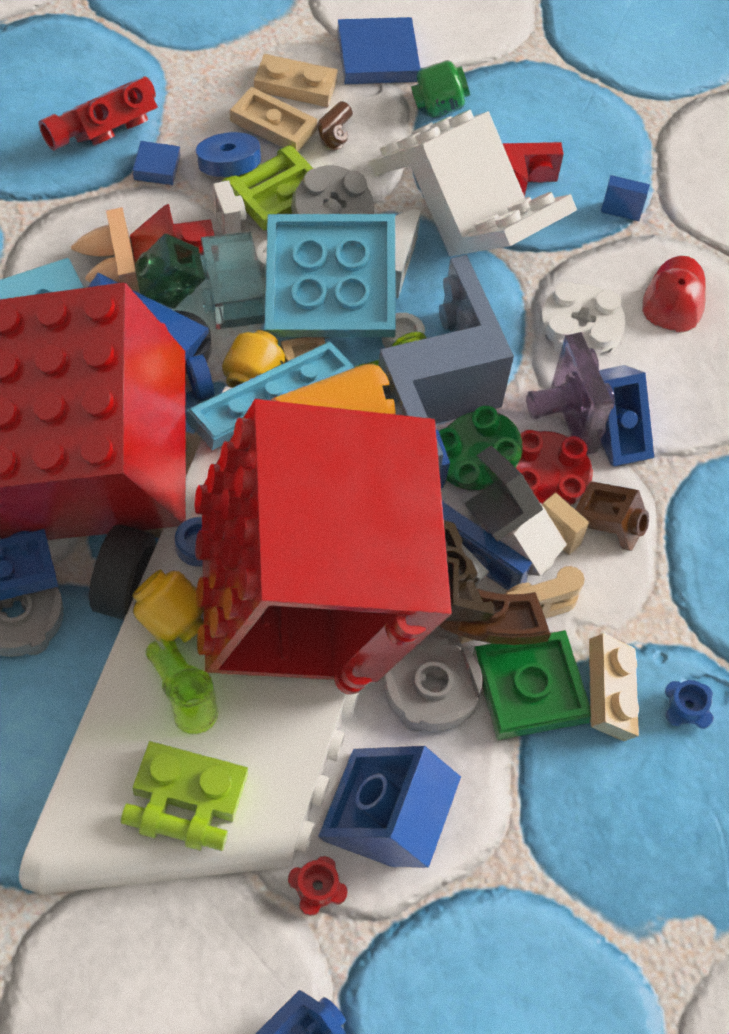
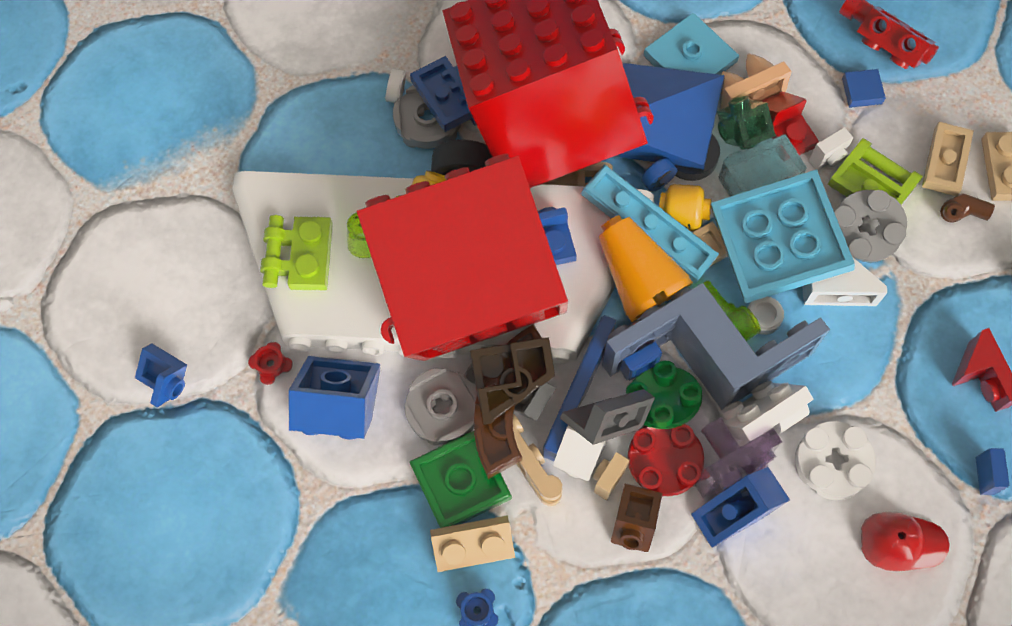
camera: 85 degrees right, 10 degrees up
(228, 154) = (892, 135): blue piece -> none
(470, 184) = (927, 325): white bracket -> none
(537, 352) = (770, 407): none -> white plate

